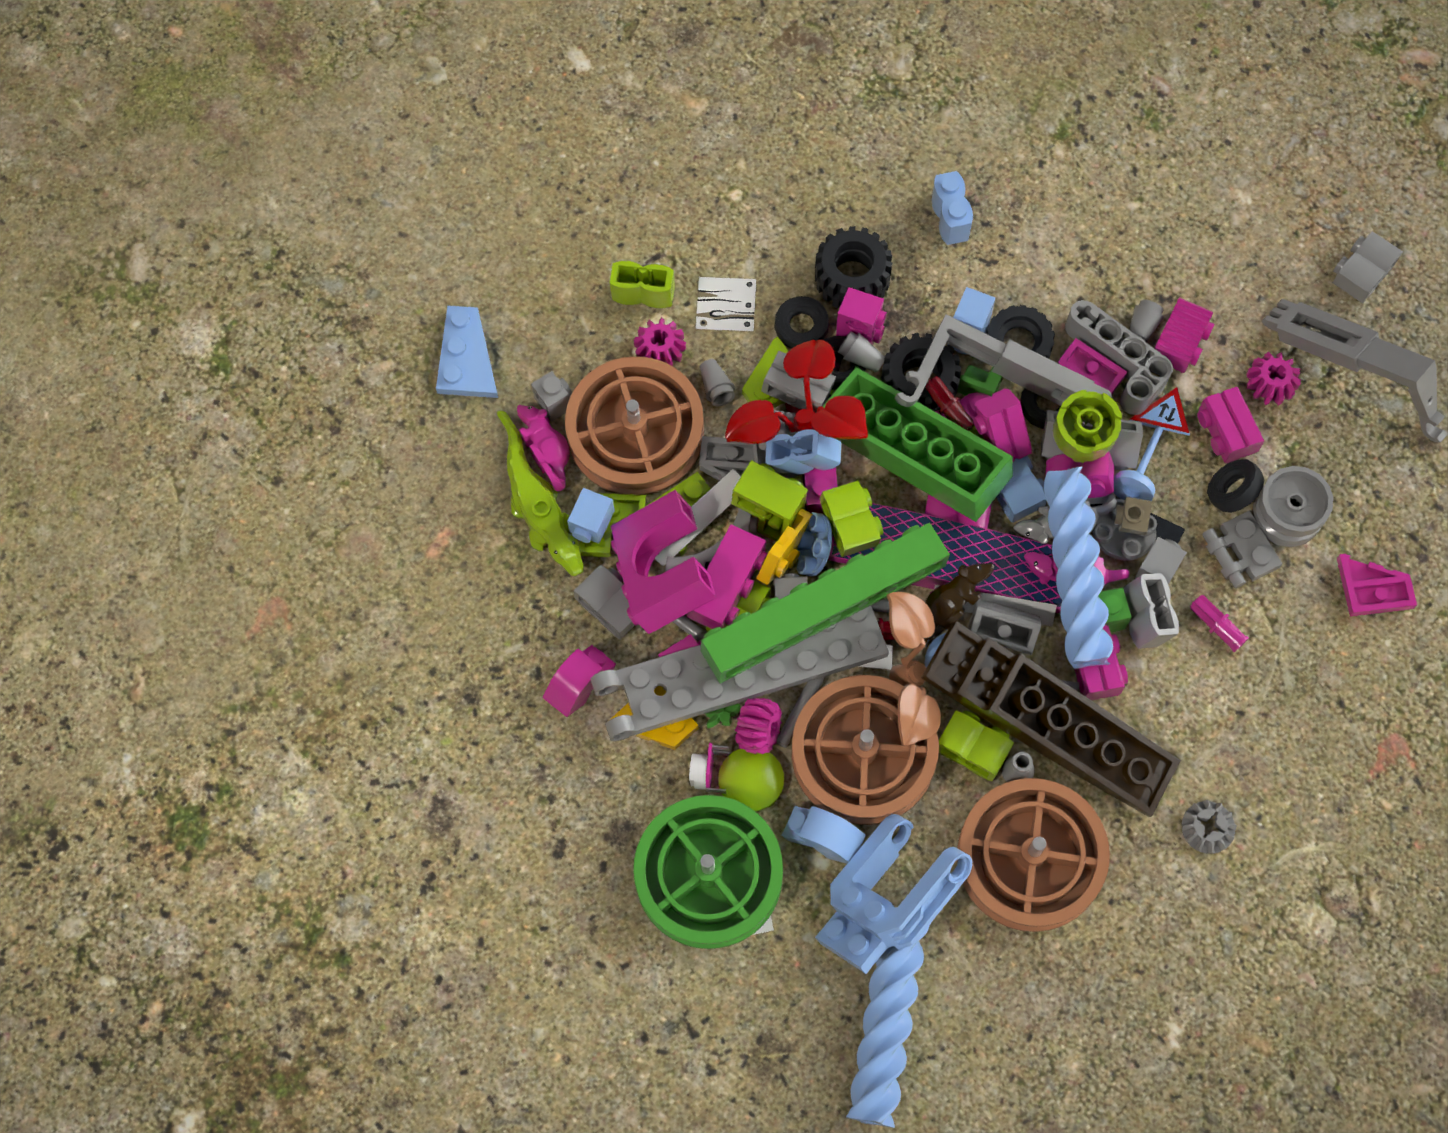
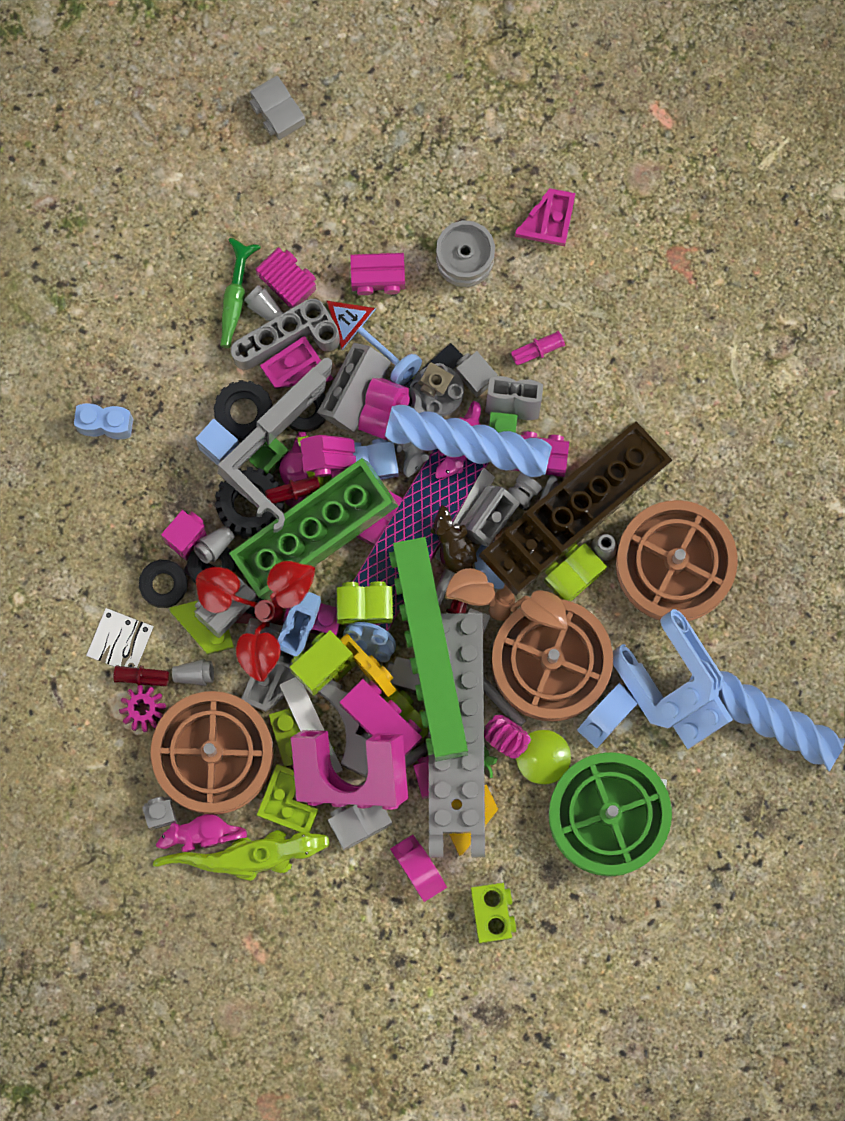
camera: 75 degrees left, 10 degrees up
(464, 356) = (92, 878): light blue wing -> none
(549, 768) = (485, 913): none -> lime brick
(590, 516) = (287, 814): light blue brick -> none
(638, 284) = (80, 712): lime brick -> none
(694, 332) = (140, 676): none -> dark red axle
(702, 768) = (526, 793): piece -> none
(856, 247) = (117, 506): black tyre -> none
(1055, 658) = (524, 490): none -> light grey wheel
(1090, 408) = (361, 375): lime brick -> none
(1135, 291) = (235, 293): none -> bright green piece
(1194, 831) = (694, 433): light grey gear -> none
(1244, 494) = (445, 286): black tyre -> none
(1250, 546) = (483, 298): light grey plate -> none
(1262, 375) = (360, 225): dark pink gear -> none
(1359, 348) = (355, 151): light grey hinge -> none

